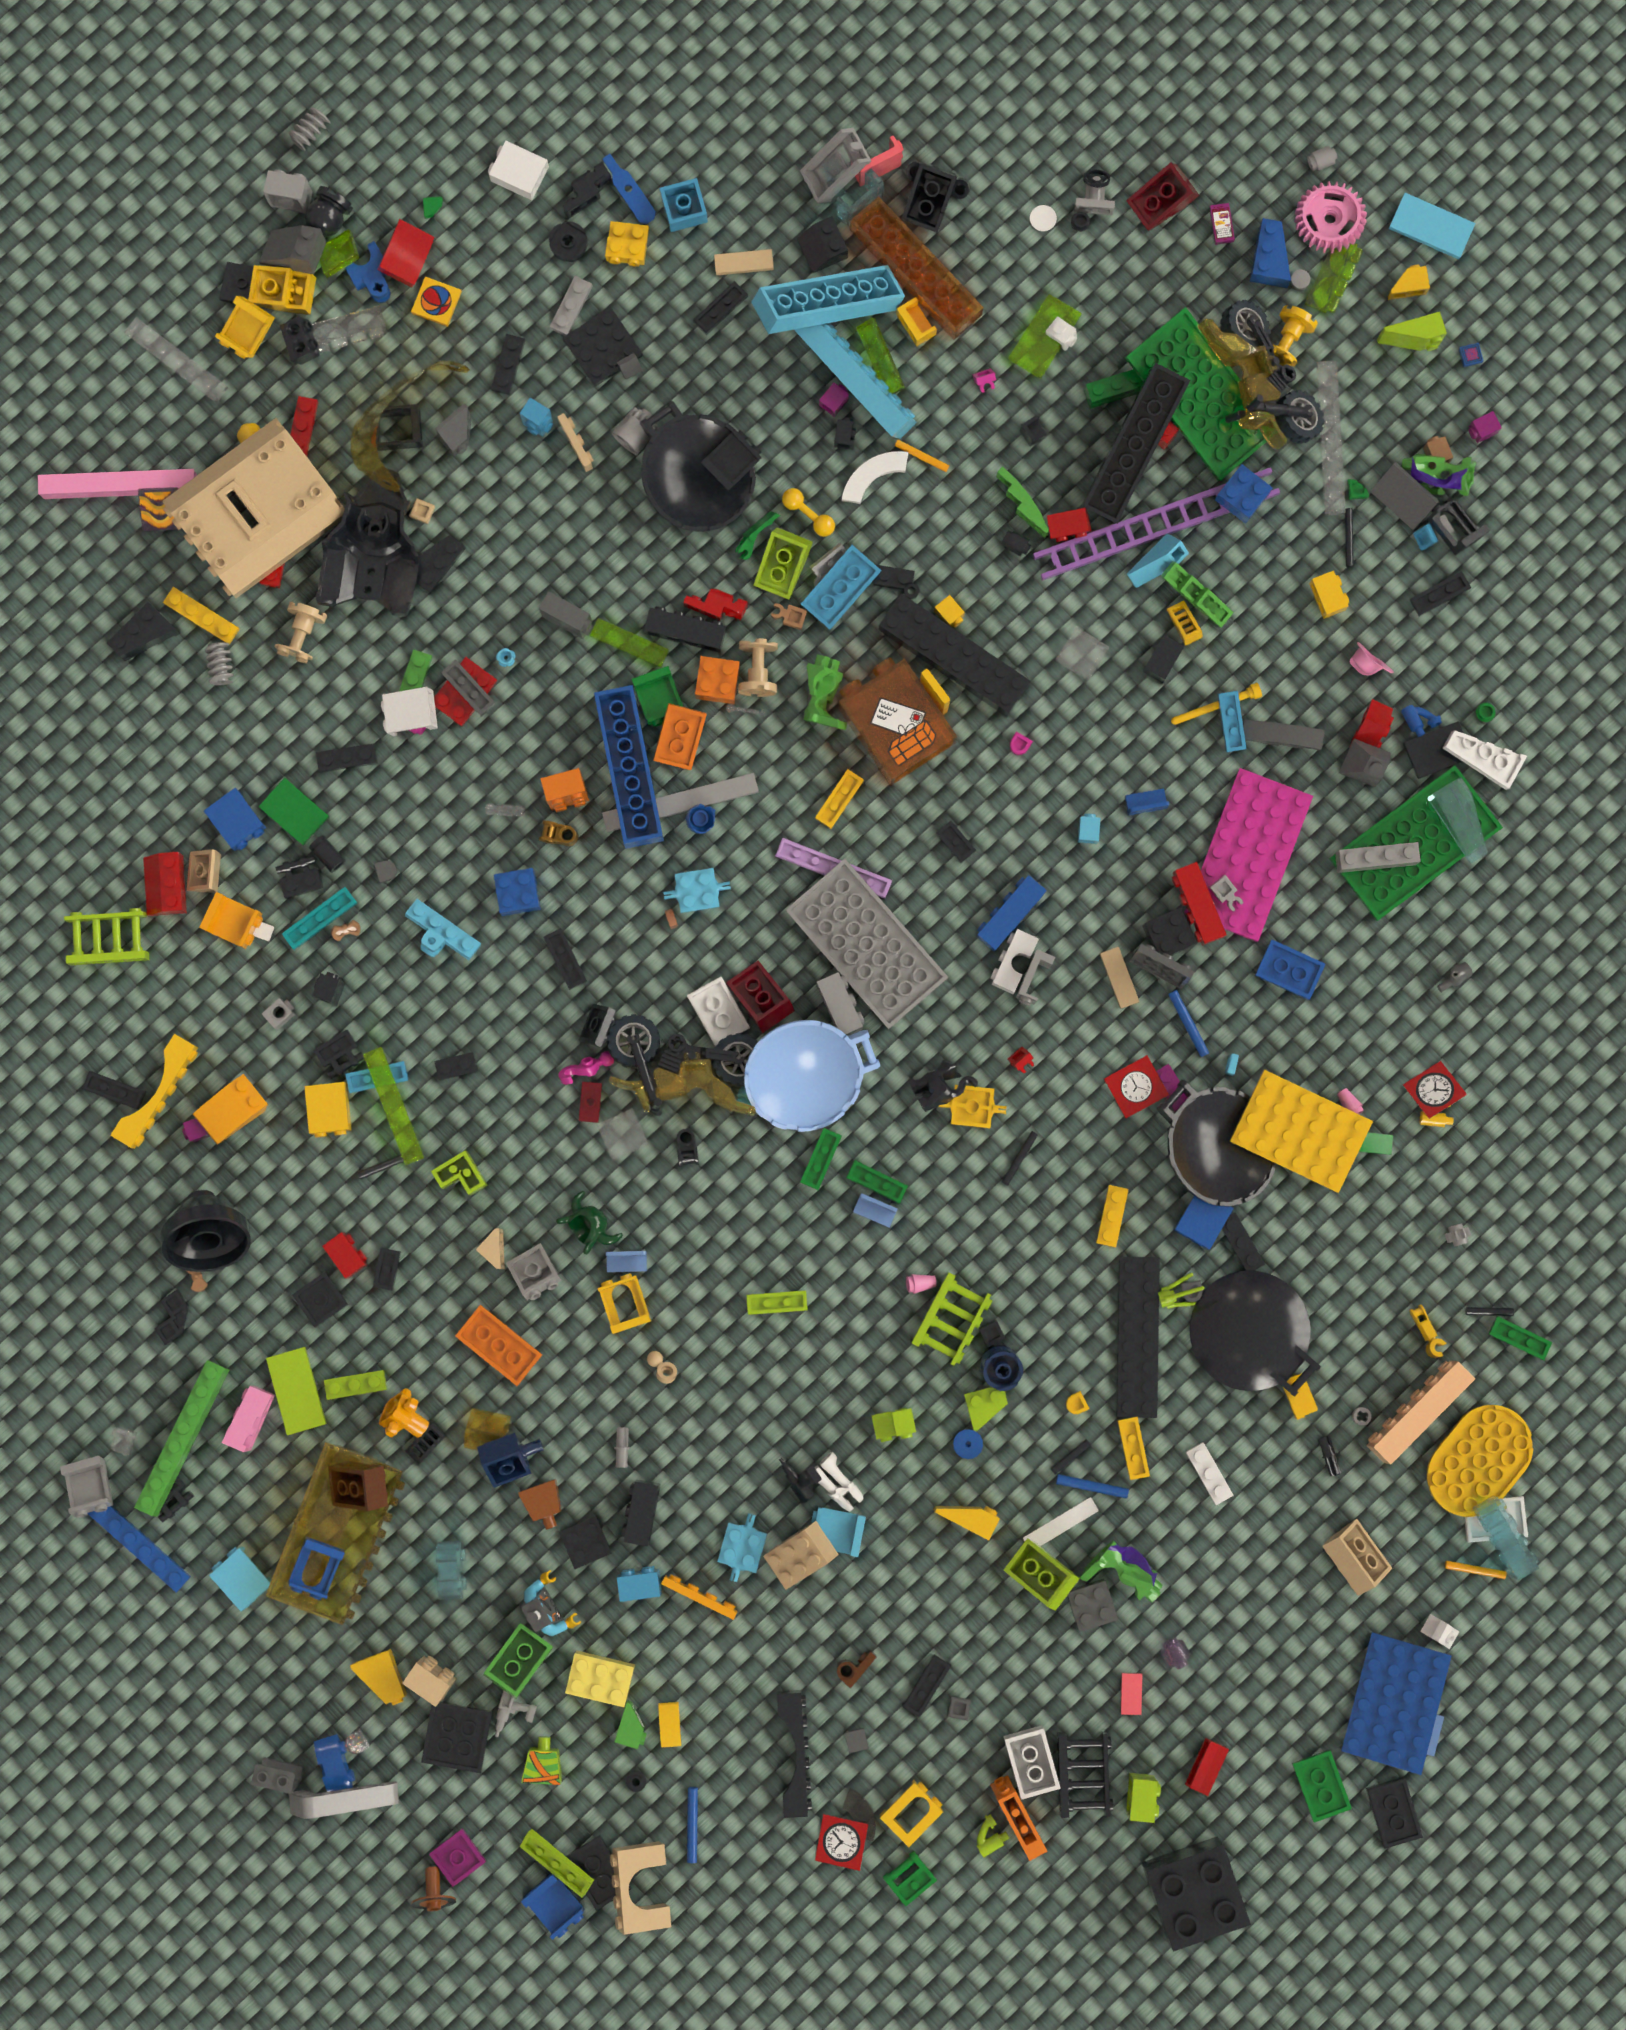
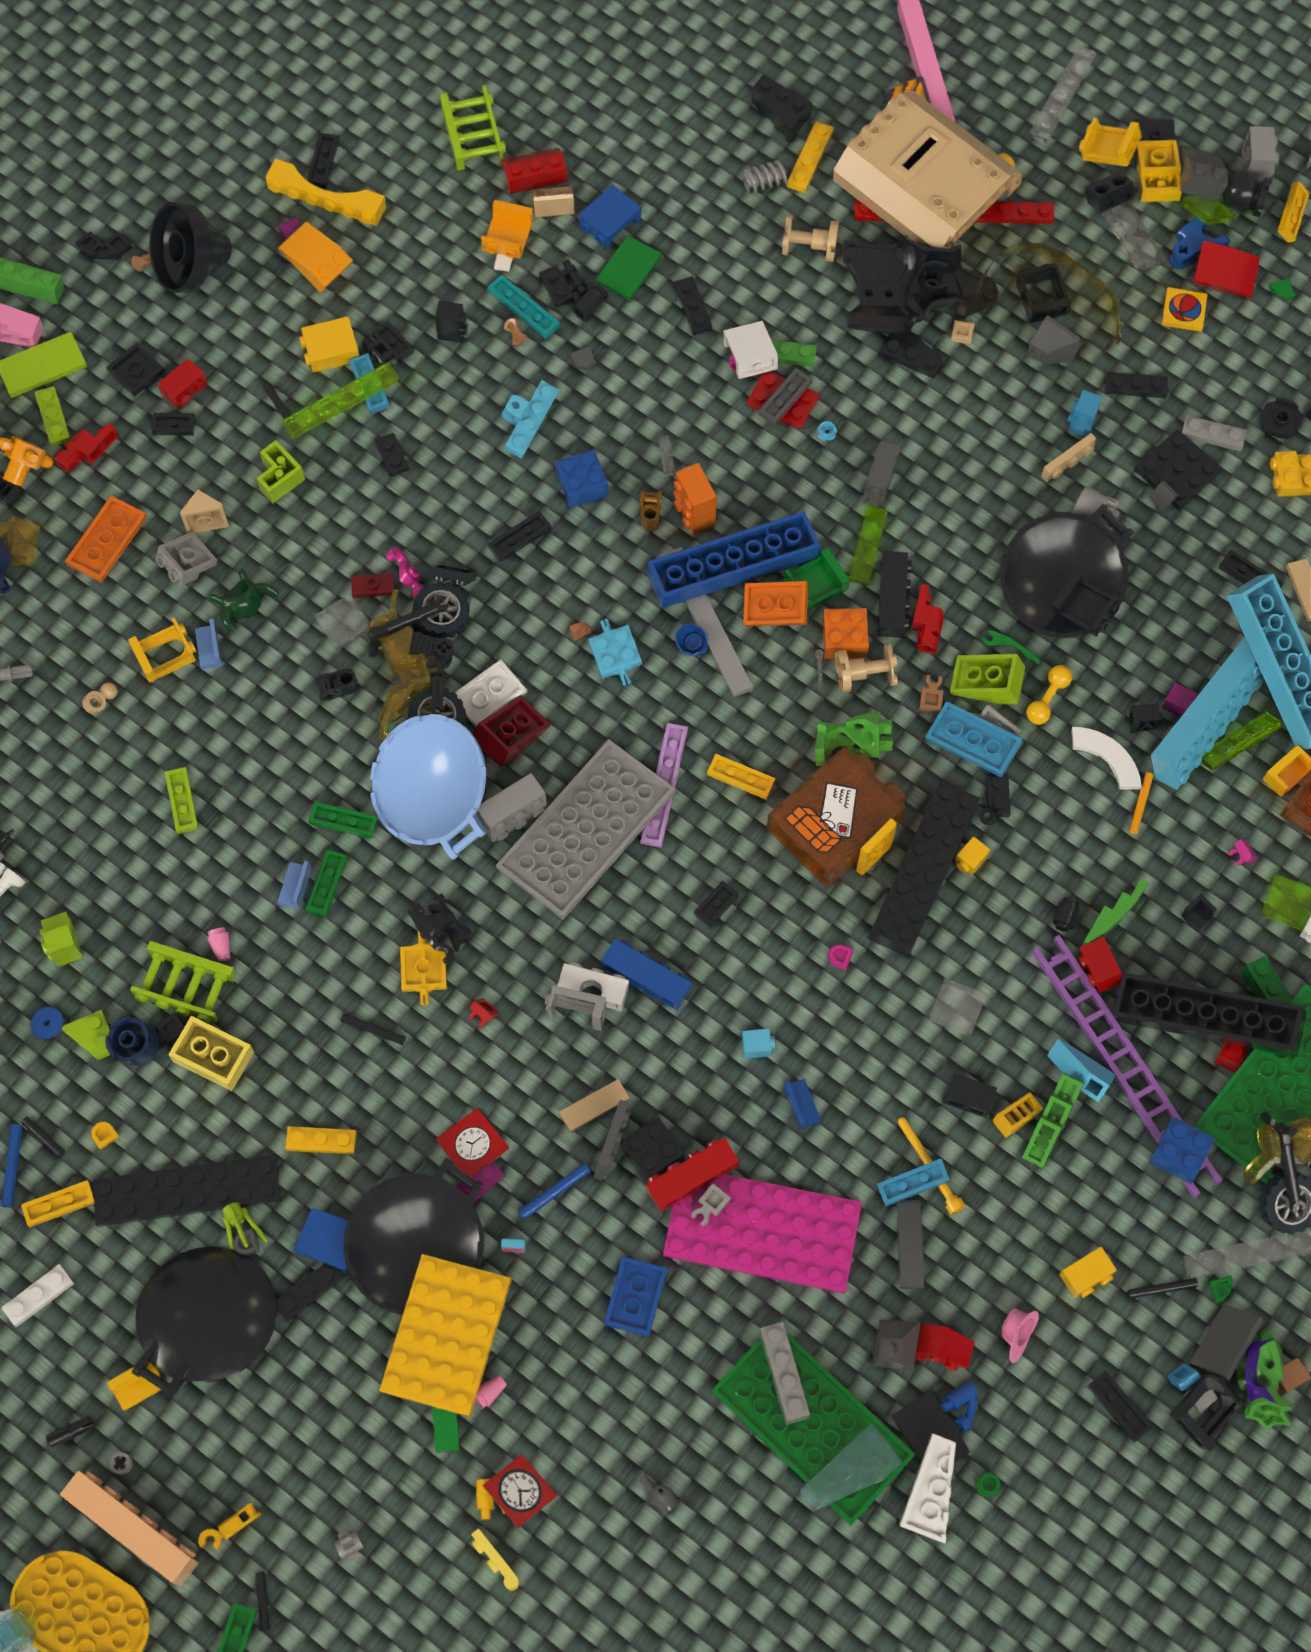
camera: 80 degrees right, 15 degrees down
(270, 1013) = (415, 280): light grey brick -> none
(352, 175) = (1293, 212): none -> yellow plate
(397, 1357) = (85, 447): none -> red plate
(1023, 1300) = (211, 1053): none -> light yellow brick
(1487, 1117) = (495, 1562): none -> light yellow plate

